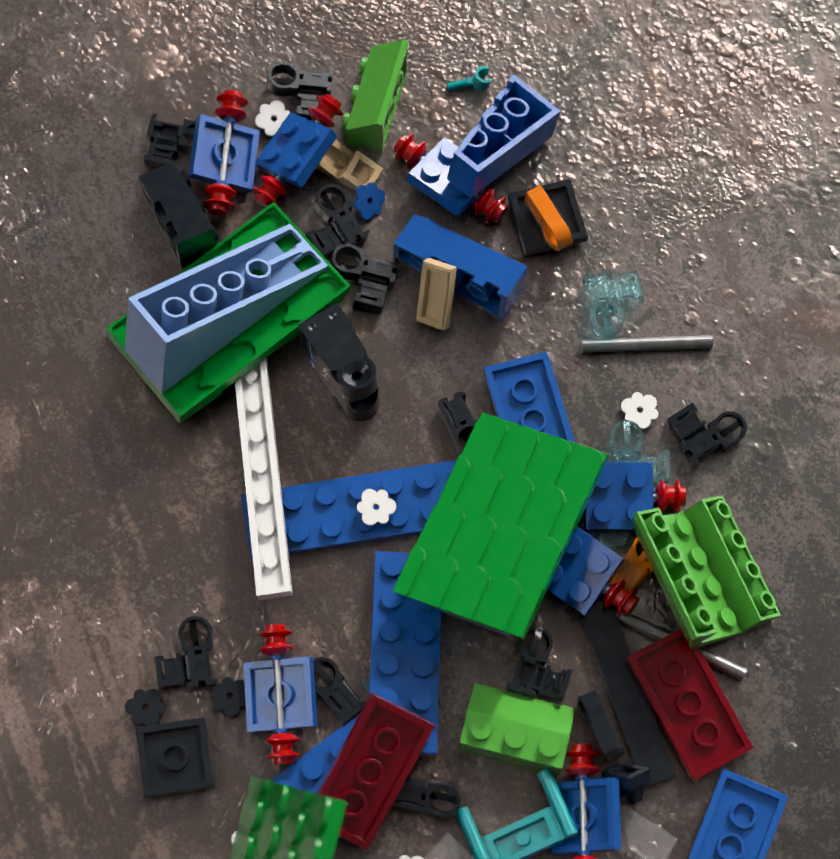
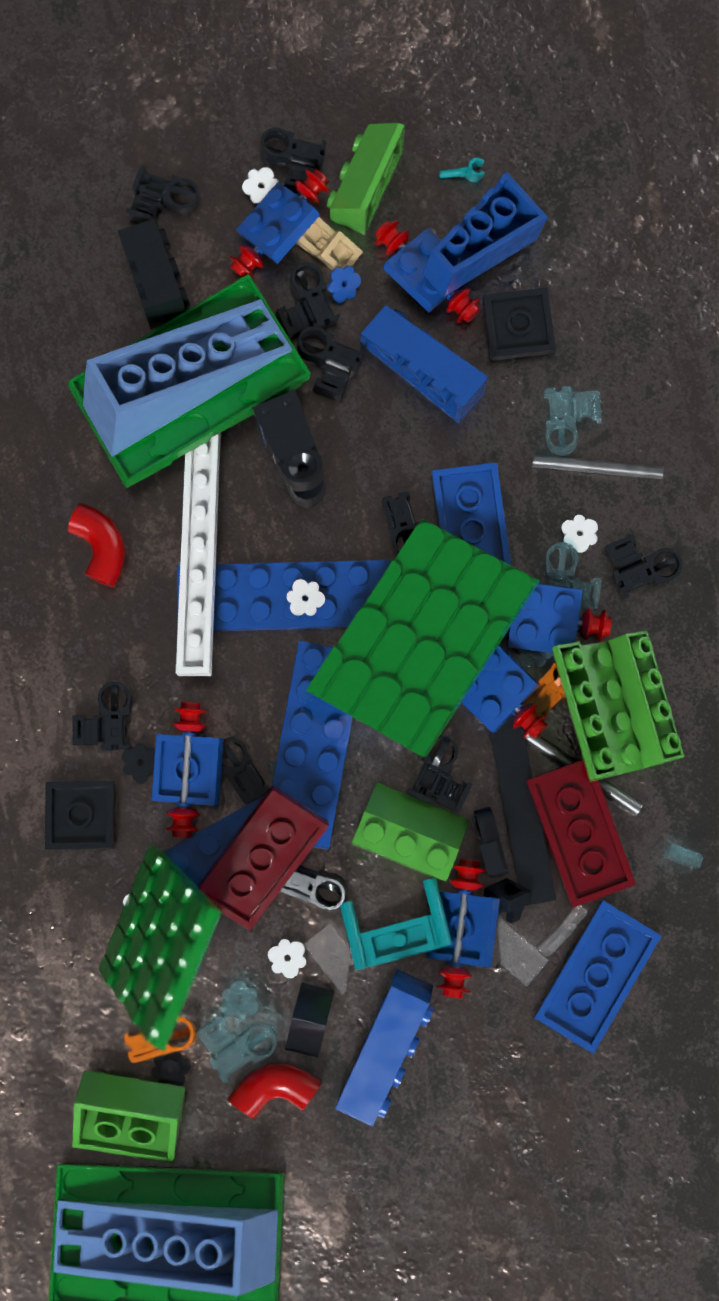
camera: 10 degrees right, 10 degrees up
(141, 699) = (49, 761): black plant -> none
(165, 479) = (105, 542): none -> red cylinder
(224, 153) = (206, 216): plate -> none
(436, 294) = (395, 390): tan tile -> none
(553, 226) = (519, 328): orange piece -> none
(686, 807) = (561, 931): none -> clear tile
(796, 713) = (683, 856): none -> clear light blue tile

